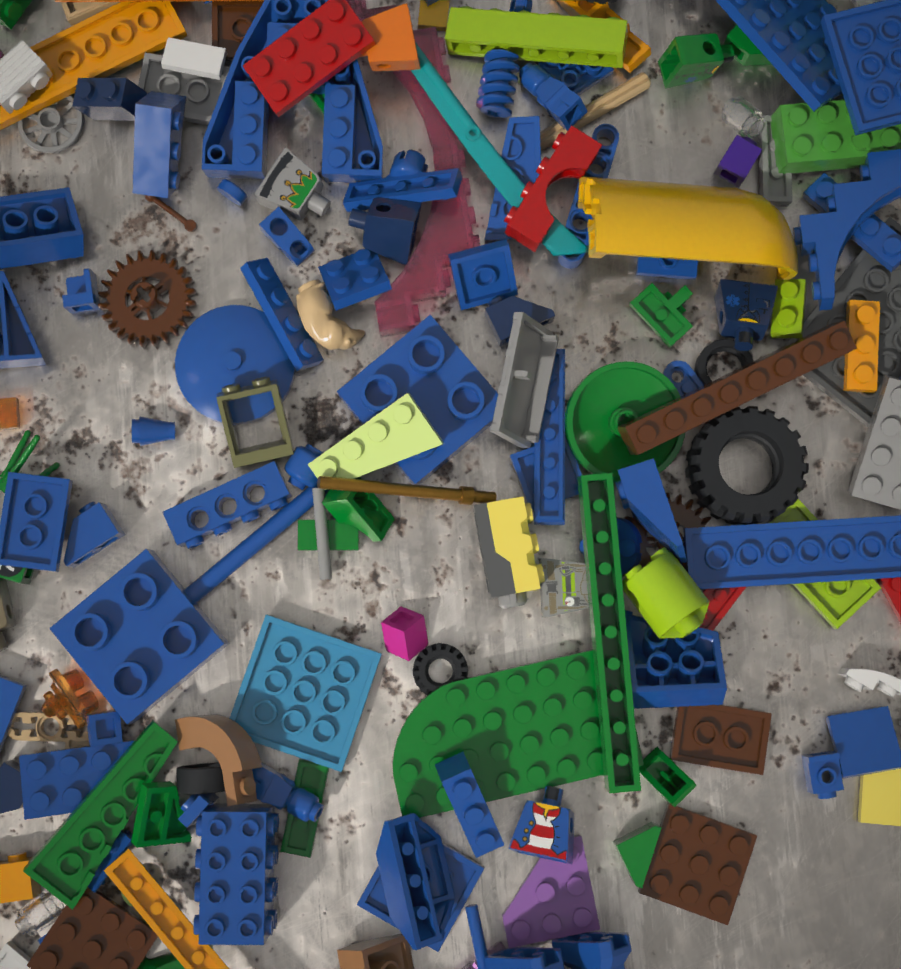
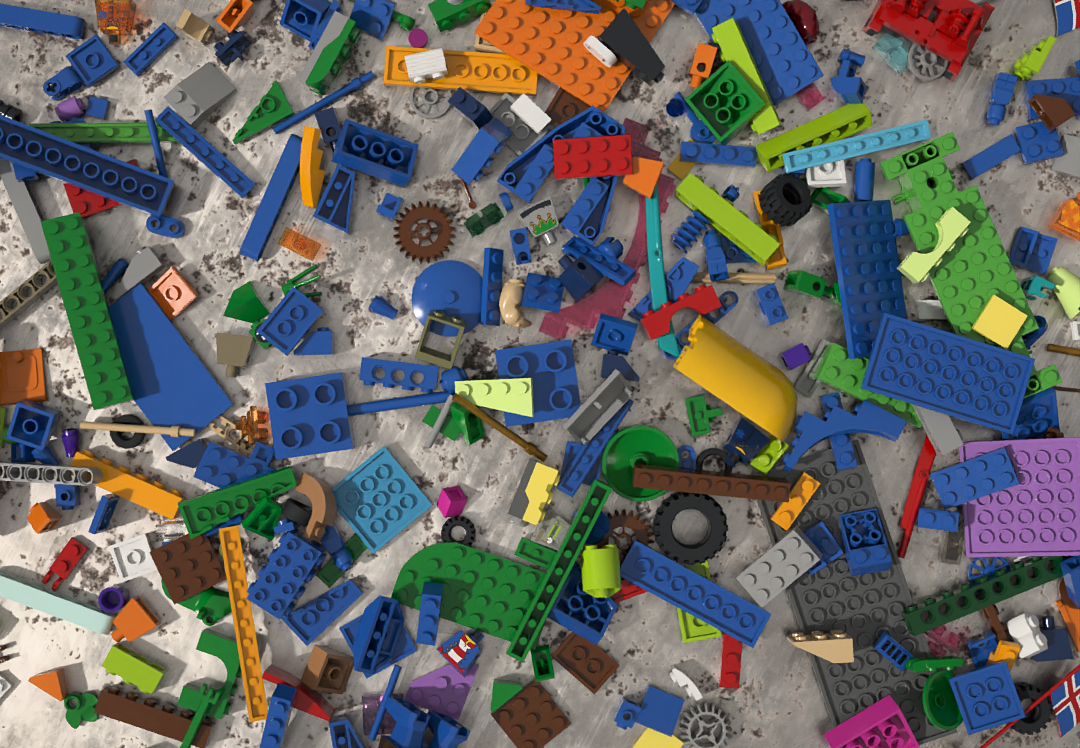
camera: 30 degrees right, 5 degrees up
(223, 222) = (491, 215): none -> clear green hinge
(317, 902) = (320, 612): none -> blue wing
(561, 632) = (535, 552): none -> green plate
(645, 496) = (624, 512): blue slope -> none
(663, 113) = (770, 304): none -> blue brick
(743, 117) = (813, 334): clear brick -> none

